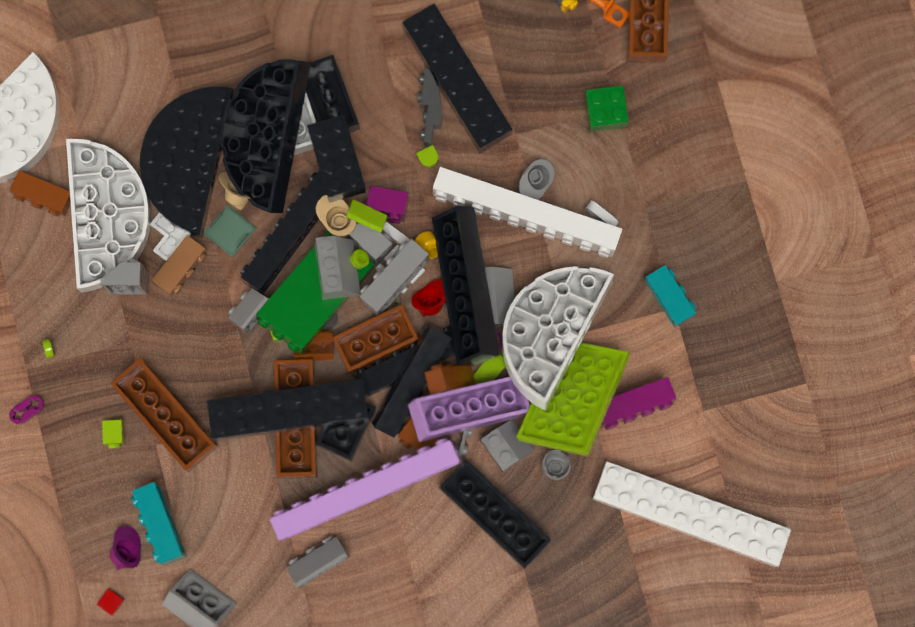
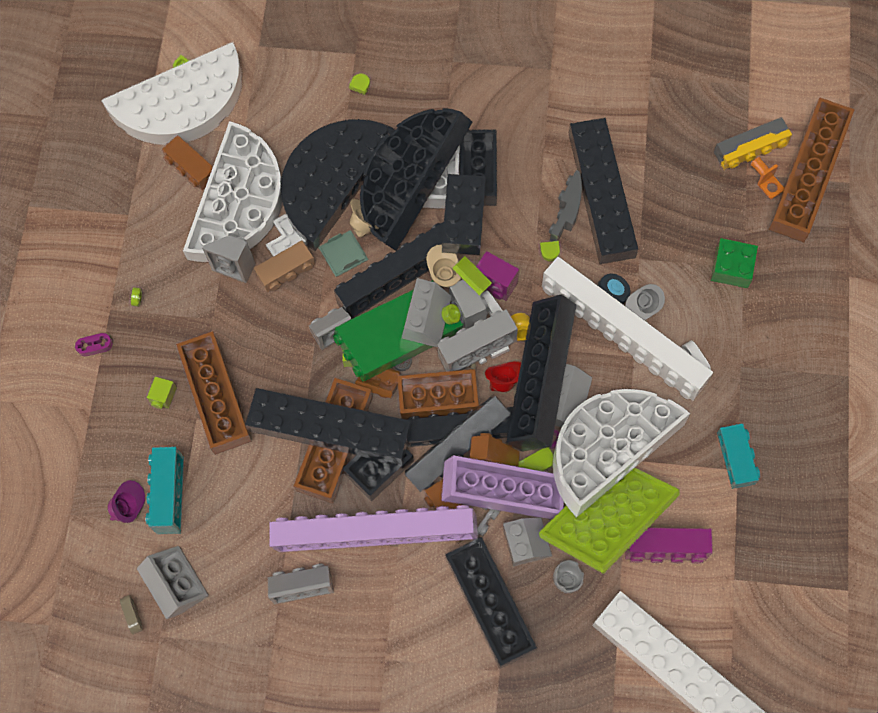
camera: 25 degrees right, 10 degrees down
(110, 602) = (91, 548): red tile -> none
(177, 47) = (360, 83): none -> lime tile
(502, 174) = (615, 286): none -> black wheel

